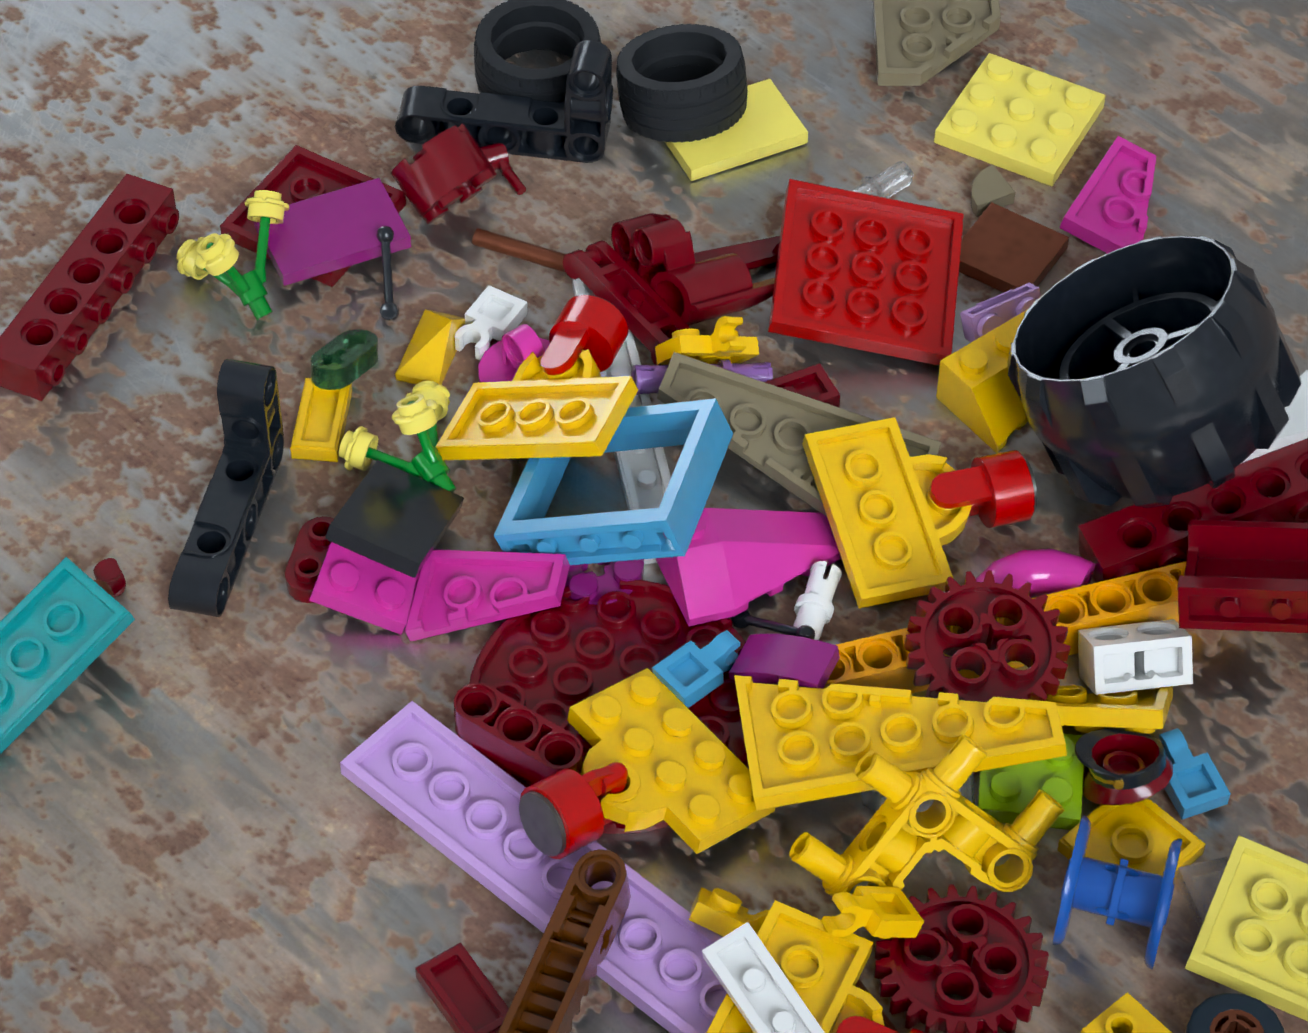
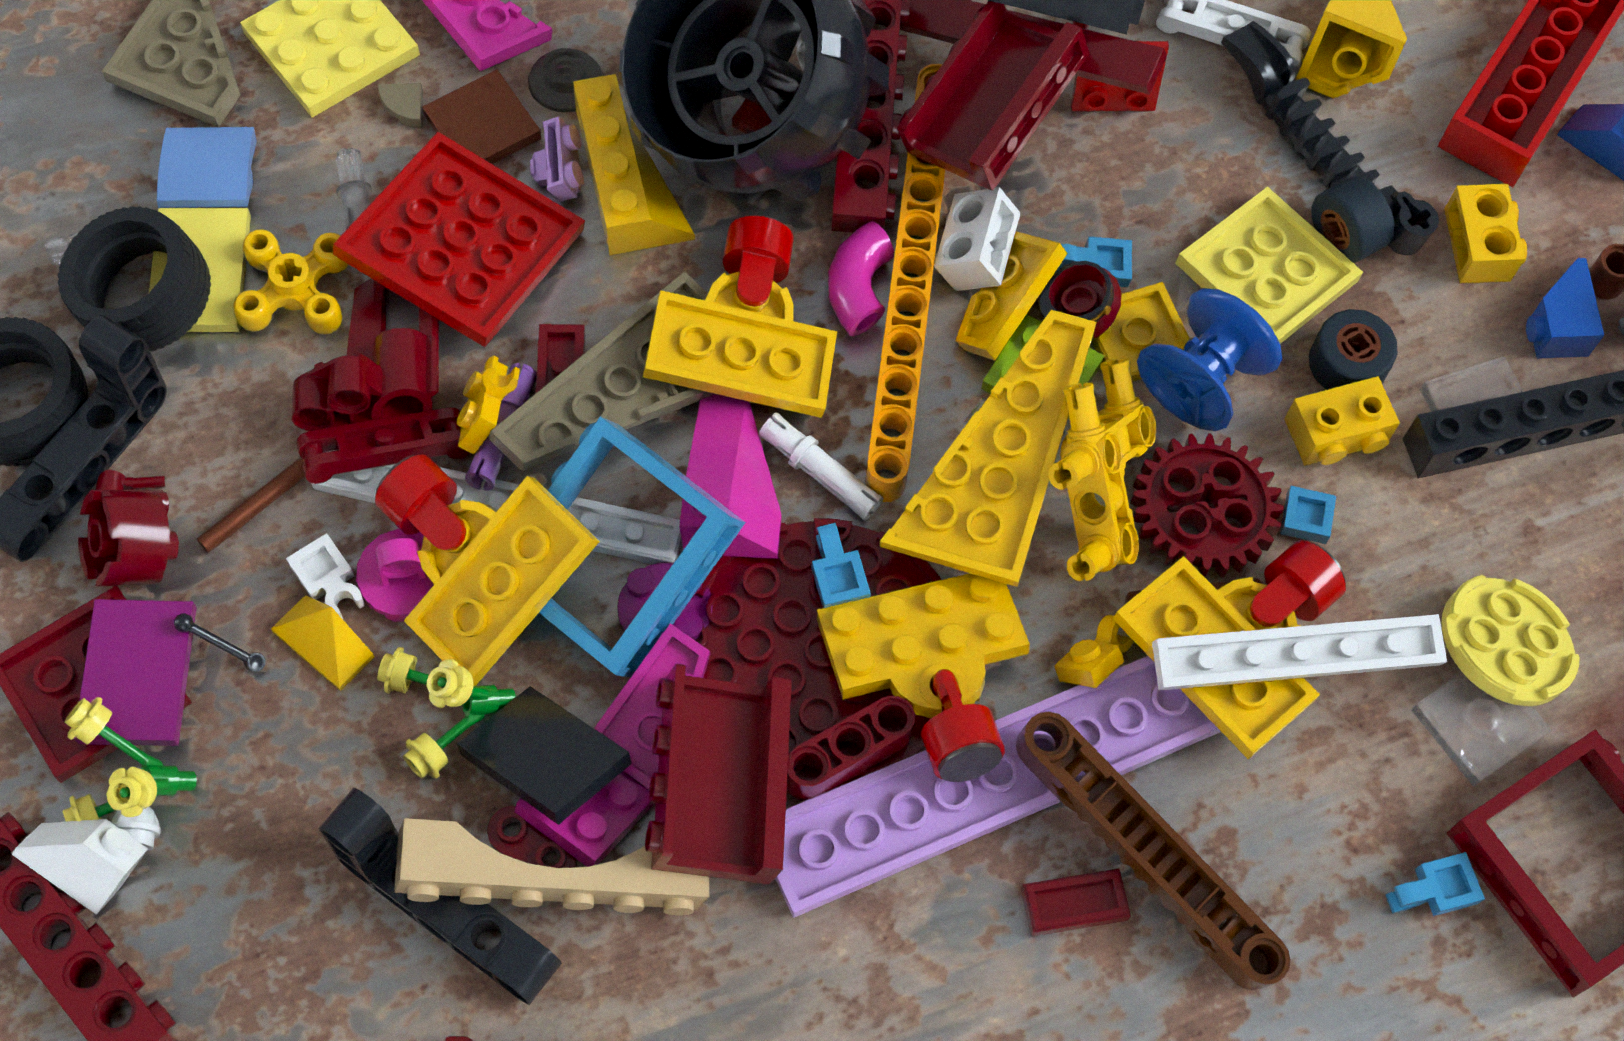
camera: 70 degrees left, 15 degrees up
(155, 266) = (82, 858): none -> white slope
(204, 293) = (142, 827): none -> white plate
(320, 423) = (343, 765): yellow tile -> none
(327, 641) = (449, 861): none -> tan arch
(344, 359) = (296, 731): clear green beam -> none
(429, 637) = (720, 778): none -> dark red panel
(744, 619) = (840, 470): black hinge -> none
(750, 184) = (290, 283): none -> yellow gear
(786, 657) = (873, 497): magenta slope -> none
(830, 91) = (206, 167): none -> medium blue slope
(881, 910) = (1160, 537): yellow plate -> none
(987, 643) = (899, 324): dark red gear -> none

